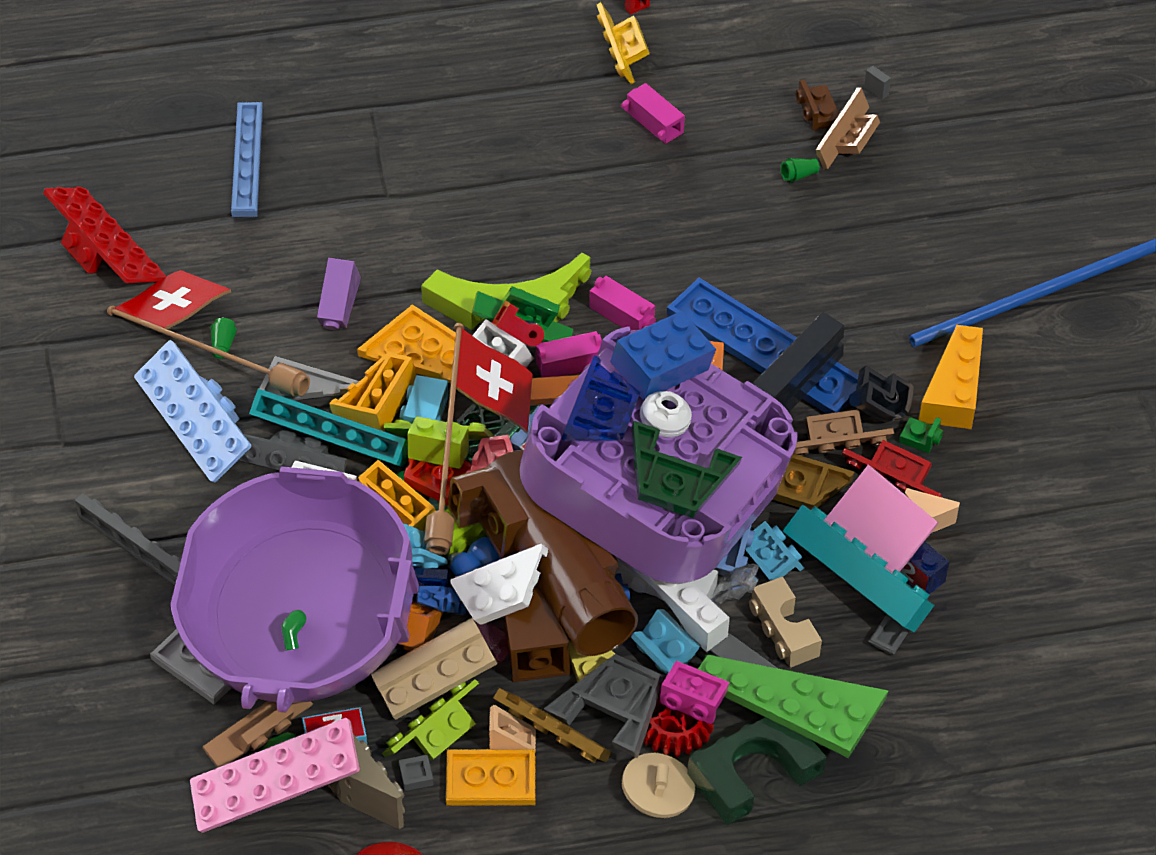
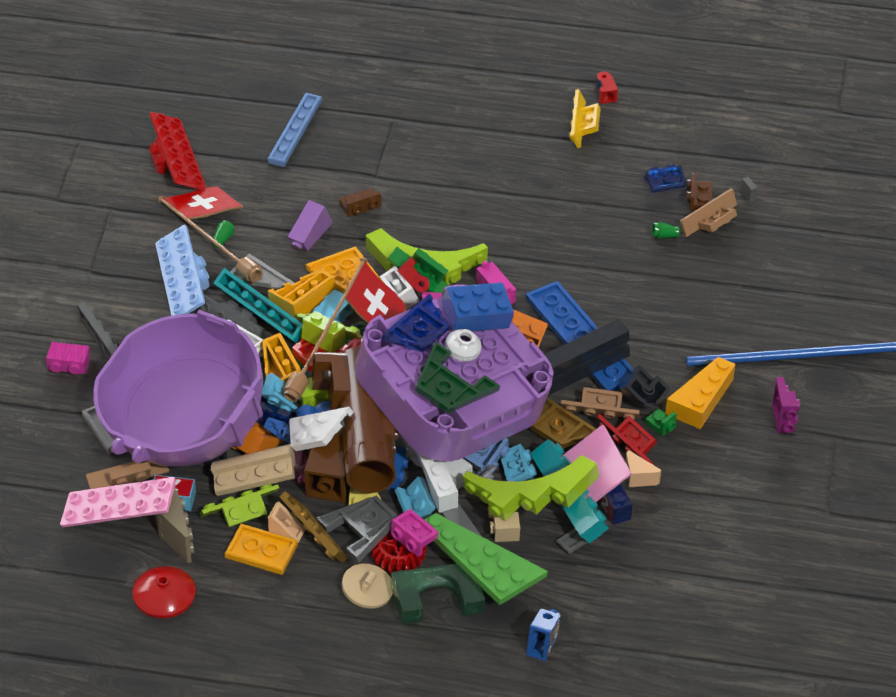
camera: 20 degrees right, 5 degrees down
(95, 582) = (68, 358): none -> dark pink brick
(290, 628) = (171, 416): green arm -> none
(386, 238) = (360, 202): none -> reddish brown bracket
(416, 772) = (214, 531): dark grey tile -> none
(654, 113) = (581, 169): dark pink brick -> none
(767, 96) = (665, 178): none -> clear blue bracket
(823, 591) = (533, 495): none -> lime arch
(921, 765) = (545, 624): none -> blue torso
(1068, 368) = (784, 407): none -> magenta plate

